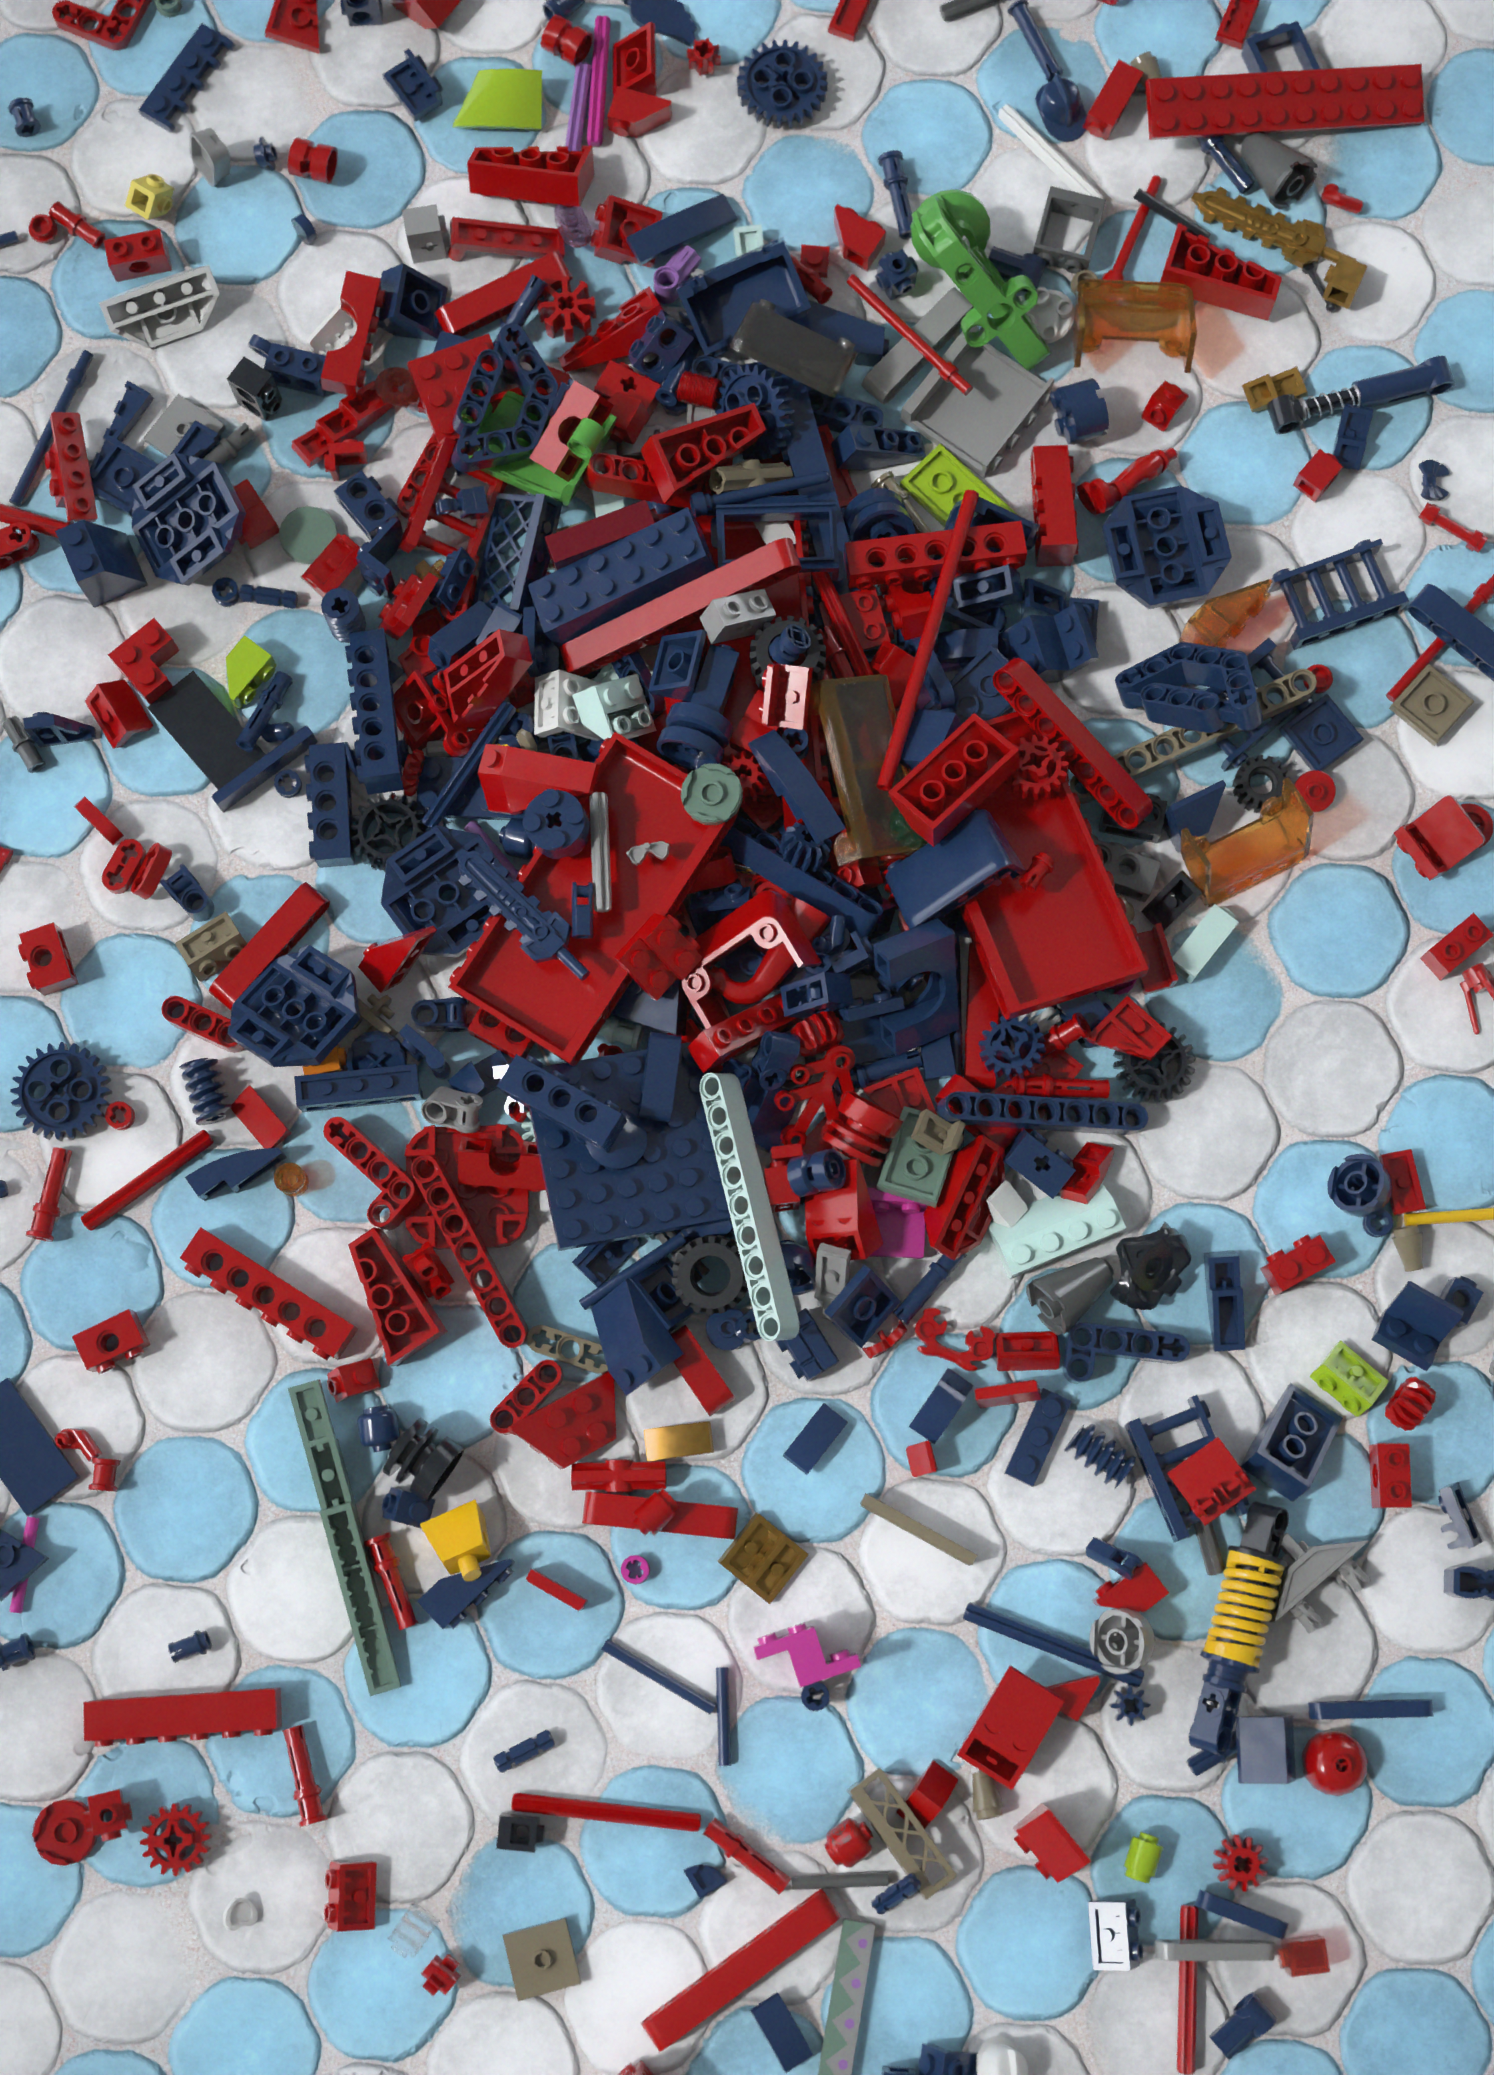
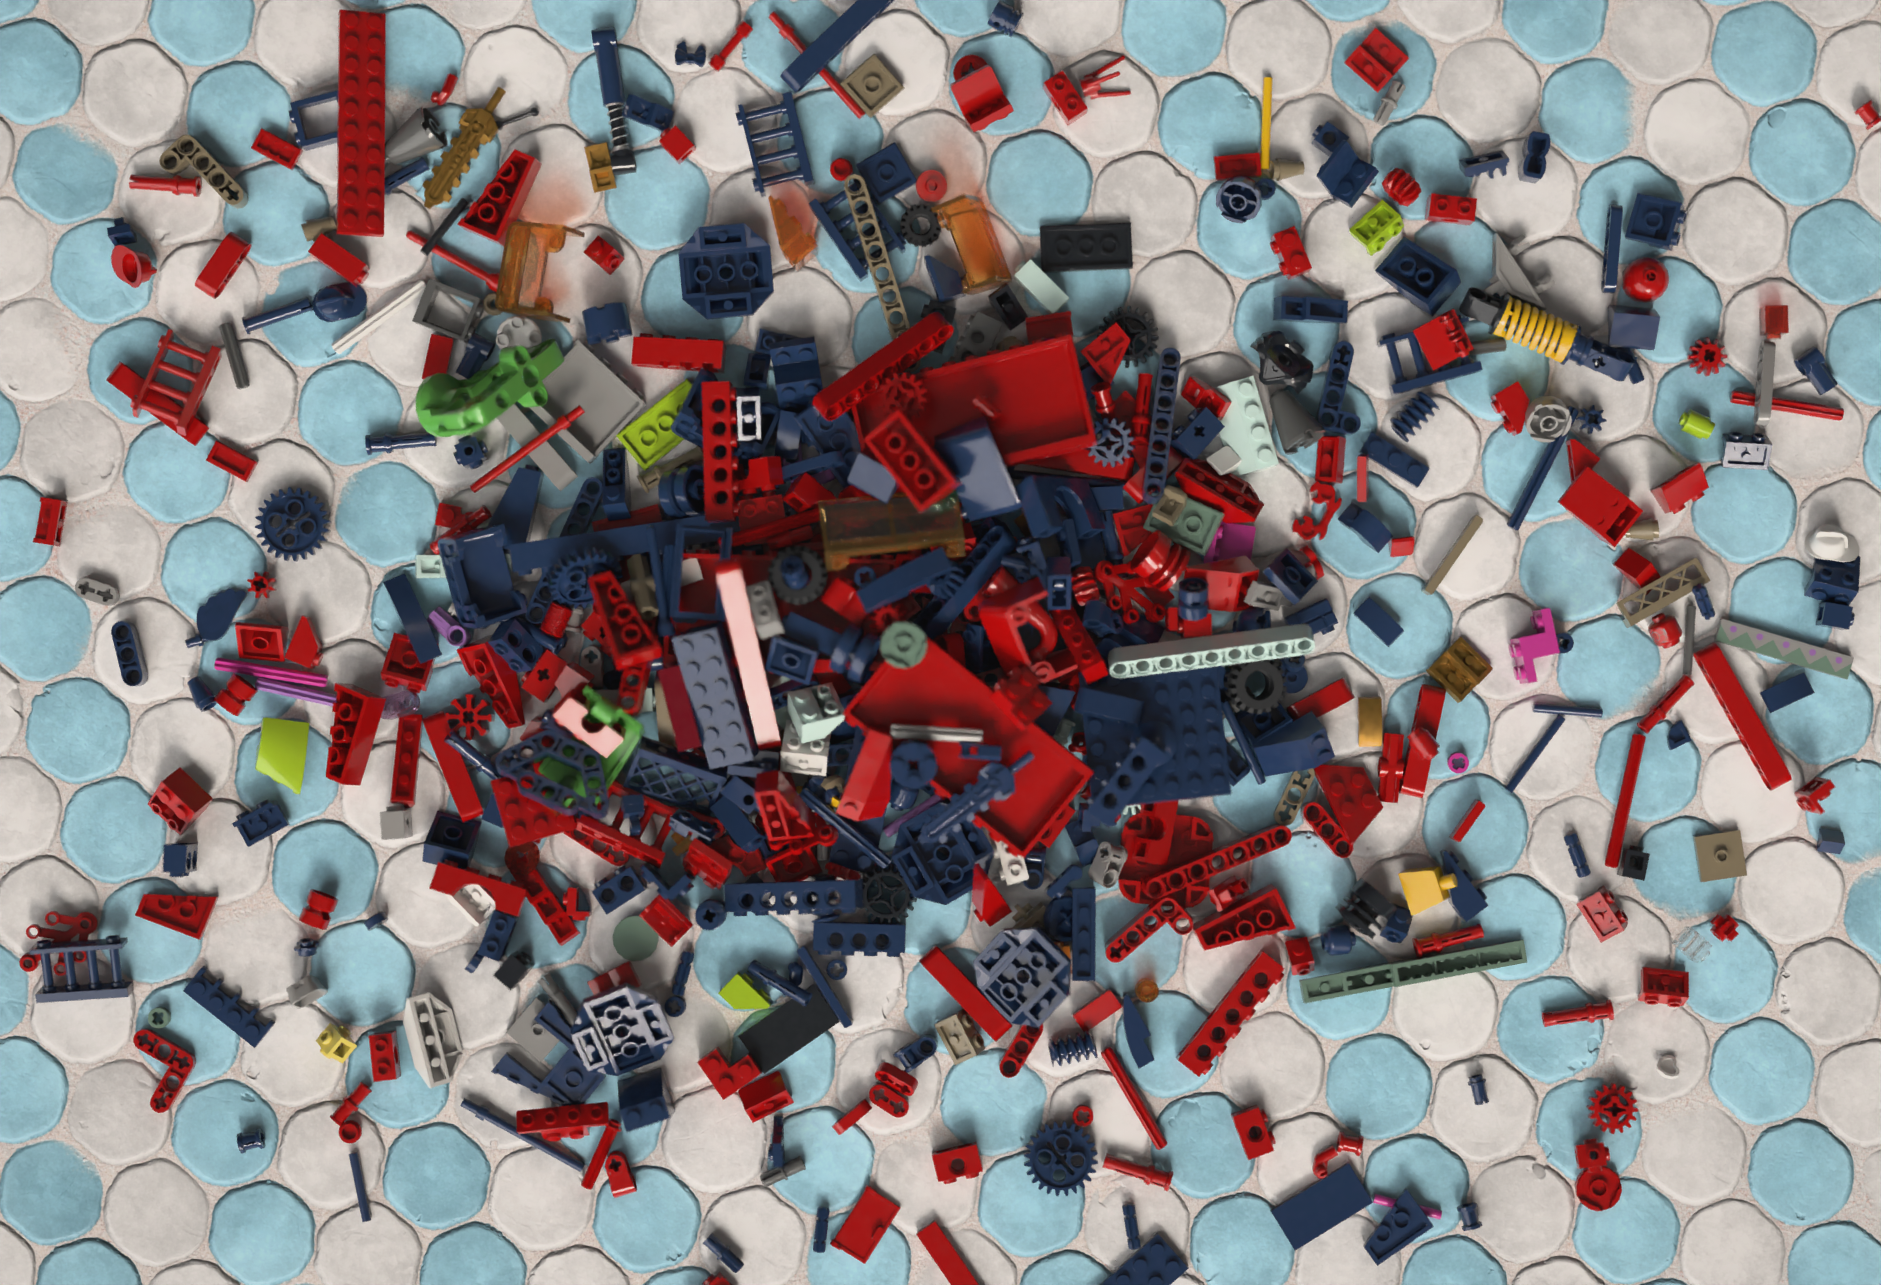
camera: 85 degrees left, 10 degrees up
(182, 1715) = (1527, 1097): red brick -> none
(434, 983) = (1013, 868): none -> white bracket
(445, 1797) = (1603, 914): none -> bracket
(638, 853) = (940, 704): light grey piece -> none
(786, 696) = (835, 580): bracket -> none
(795, 349) = (542, 542): clear smoke windscreen -> none
(858, 237) = (435, 479): red slope -> none
(926, 1287) = (1279, 529): dark blue pin -> none
(927, 641) = (794, 466): red piece -> none
(1012, 228) = (438, 355): none -> red tile
(1101, 496) = (664, 291): red piece -> none
(1112, 1557) = (1487, 418): dark blue bar -> none
(1159, 680) = (837, 305): dark blue piece -> none
(1241, 1914) = (1741, 360): dark blue beam -> none
(1263, 998) = (1086, 247): none -> black tile
(1343, 281) = (518, 99): pearl gold brick -> none
(1417, 1768) = (1656, 221): none -> dark blue plate

